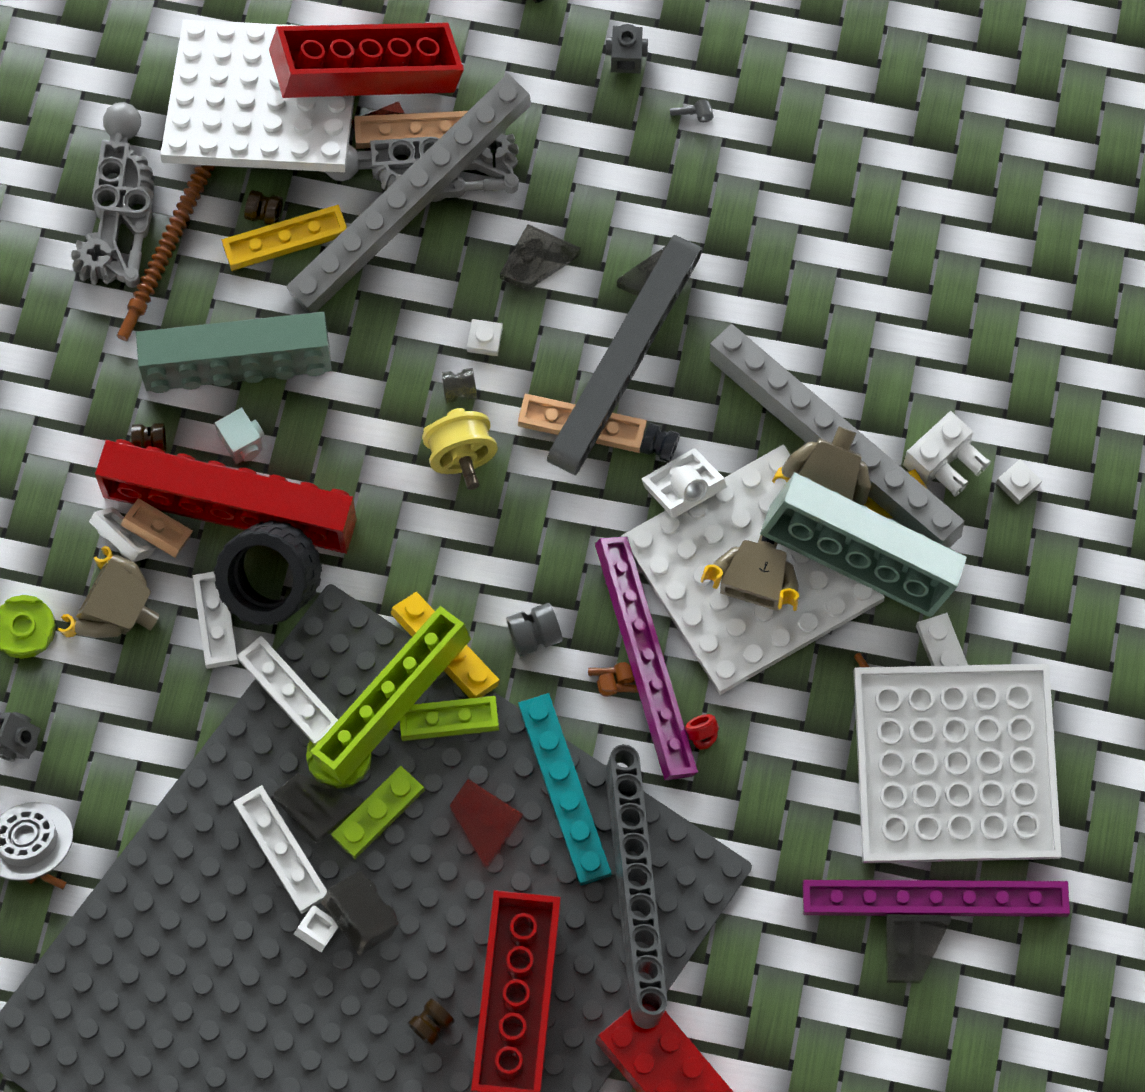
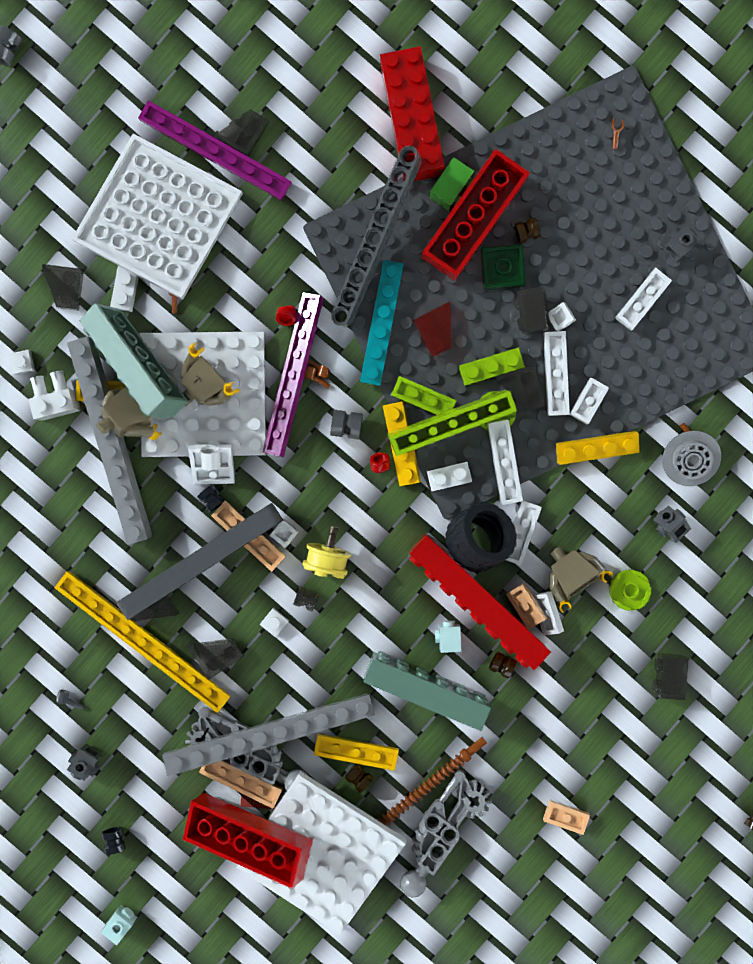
camera: 155 degrees left, 20 degrees up
(168, 784) = (597, 447): none -> yellow plate
(212, 1018) = (643, 299): none -> white plate
(215, 837) = (589, 401): none -> white plate
(355, 637) = (449, 476): none -> white plate
(437, 957) = (503, 267): none -> dark green tile
(462, 606) = (380, 462): none -> red tile
(535, 450) = (284, 533): none -> white plate
(574, 1027) = (451, 184): none -> bright green brick
(641, 225) = (142, 641): none -> yellow plate
(1026, 609) = (64, 285): none -> clear smoke wing

